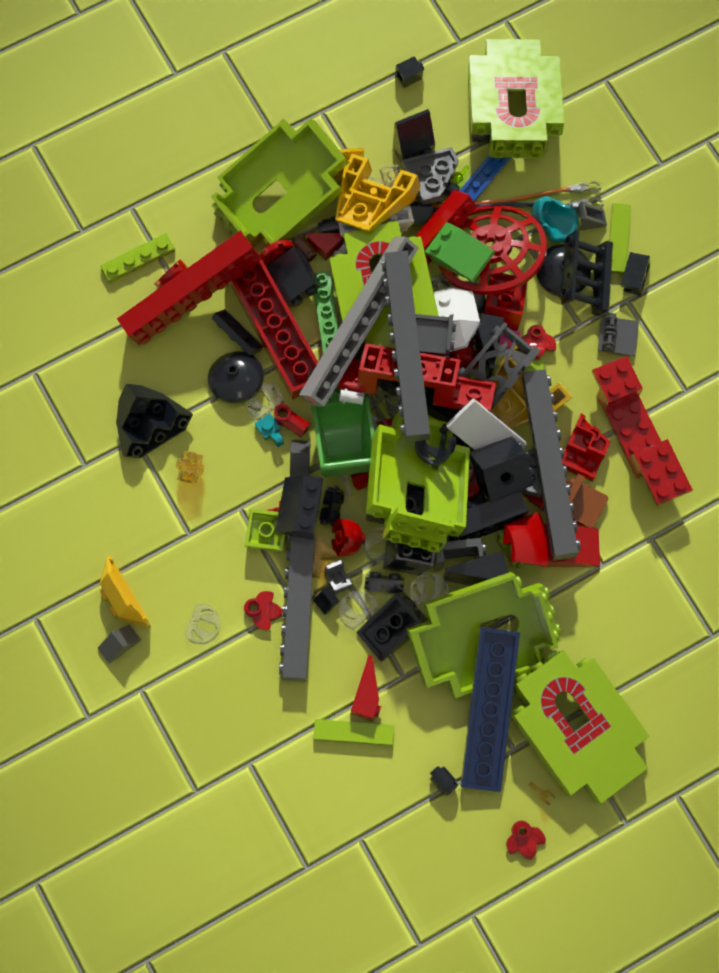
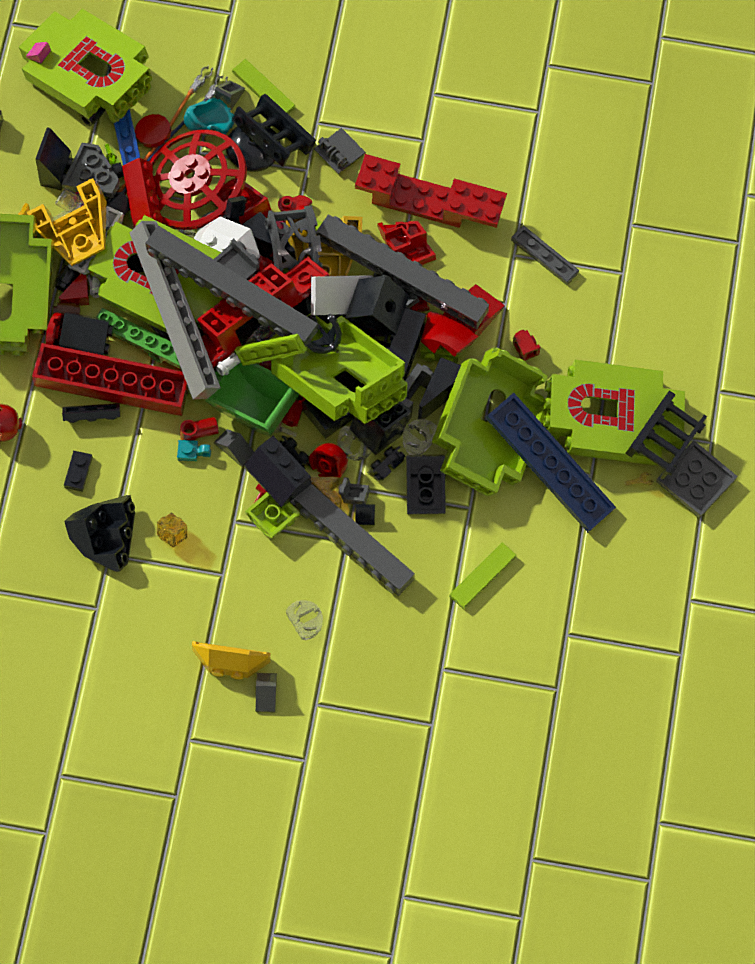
camera: 50 degrees left, 5 degrees down
(183, 362) = (78, 471): none -> black plate
(189, 289) = (29, 413): red brick -> none
(239, 385) = (129, 451): black dish -> none
(265, 610) = (333, 564): red plate -> none
(266, 390) = (161, 447): clear piece -> none
(345, 610) = (386, 488): clear piece -> none
(367, 696) = (462, 541): red slope -> none
(383, 417) = (270, 349): none -> lime tile
(443, 780) = (574, 539): black brick -> none
(459, 252) = (180, 199): bright green slope -> none
(488, 298) = (235, 208): none -> black plate
(493, 55) = (39, 52): none -> slope
(508, 188) = (153, 130): none -> red tile
(527, 842) = (667, 519): red plate -> none
(578, 609) = (525, 345): none -> red brick
(582, 838) = (697, 479): none -> dark grey plate
(586, 501) = (451, 270): dark orange bracket -> none
(600, 766) = (649, 433): none -> black fence
(635, 273) = (303, 98): black hinge -> none
(671, 562) = (545, 255): none -> dark grey tile

